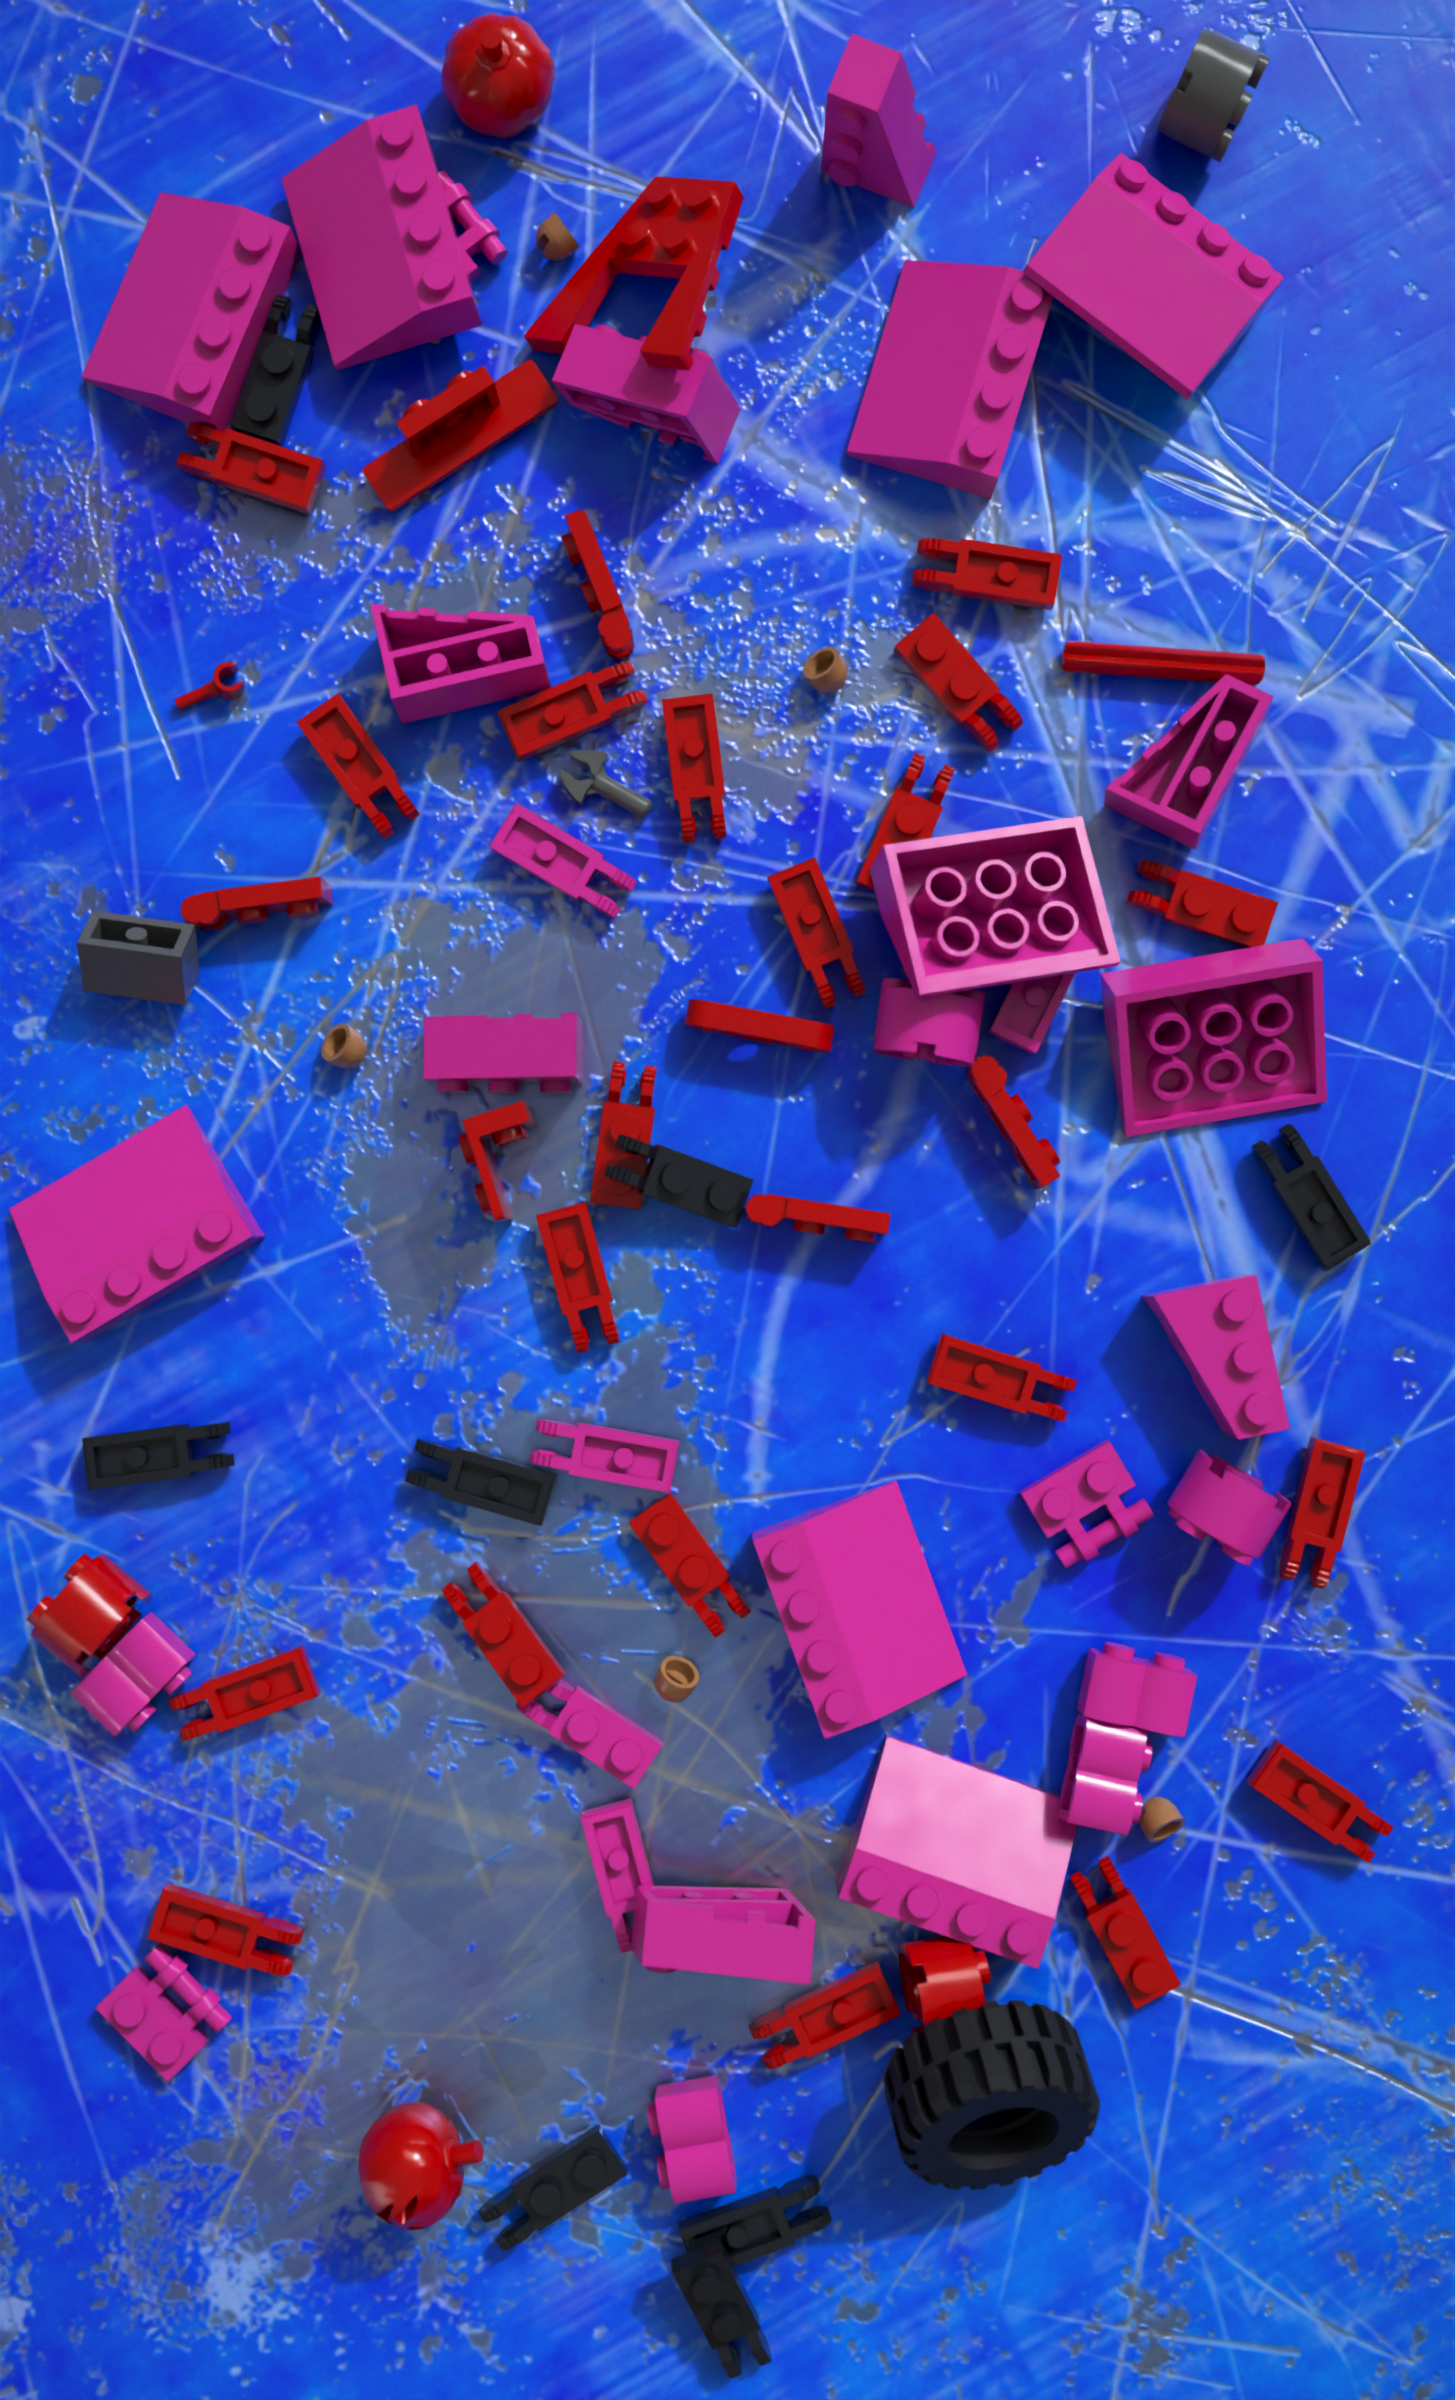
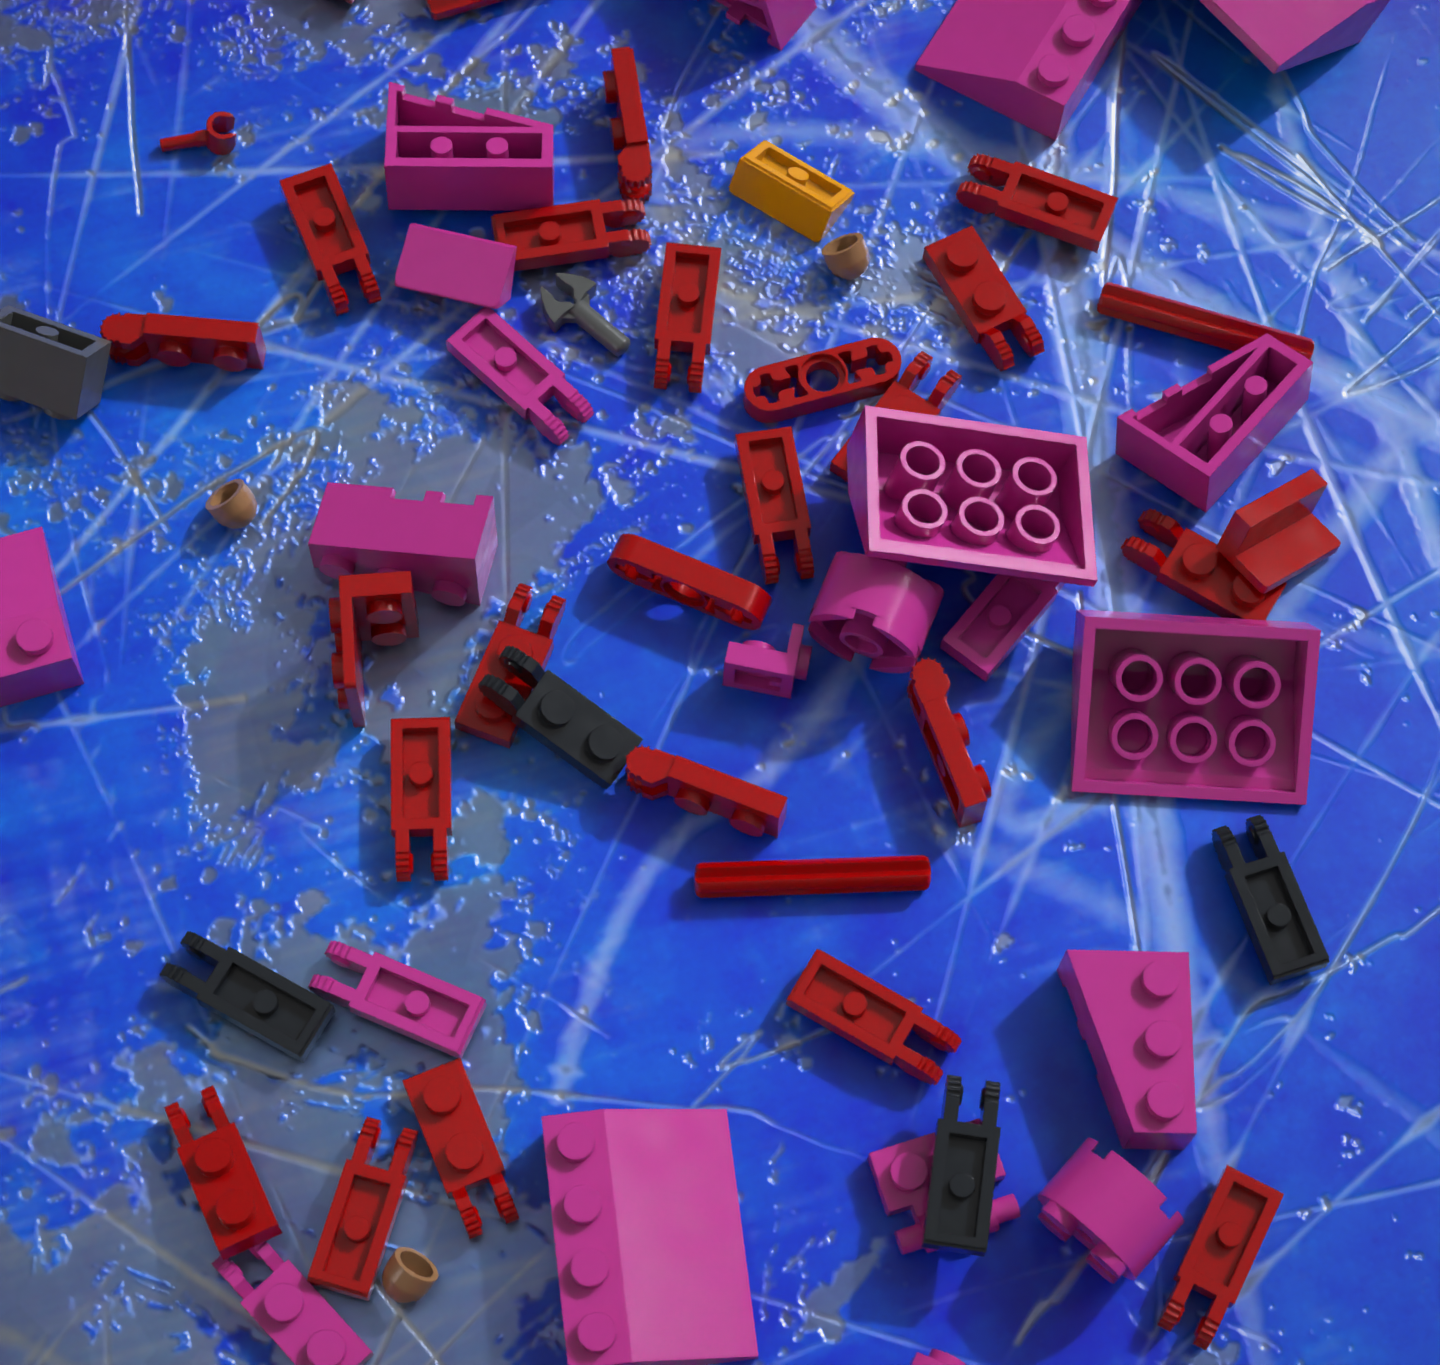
camera: 10 degrees right, 20 degrees down
(479, 772) = (456, 266): none -> dark pink slope
(625, 1640) = (362, 1215): none -> red hinge
(760, 612) = (790, 190): none -> light orange slope
(837, 1092) = (764, 670): none -> dark pink bracket
(870, 792) = (779, 375): none -> red beam
(923, 1266) = (812, 876): none -> red axle
(1104, 1501) = (962, 1174): none -> black hinge
(1267, 863) = (1279, 534): none -> red panel

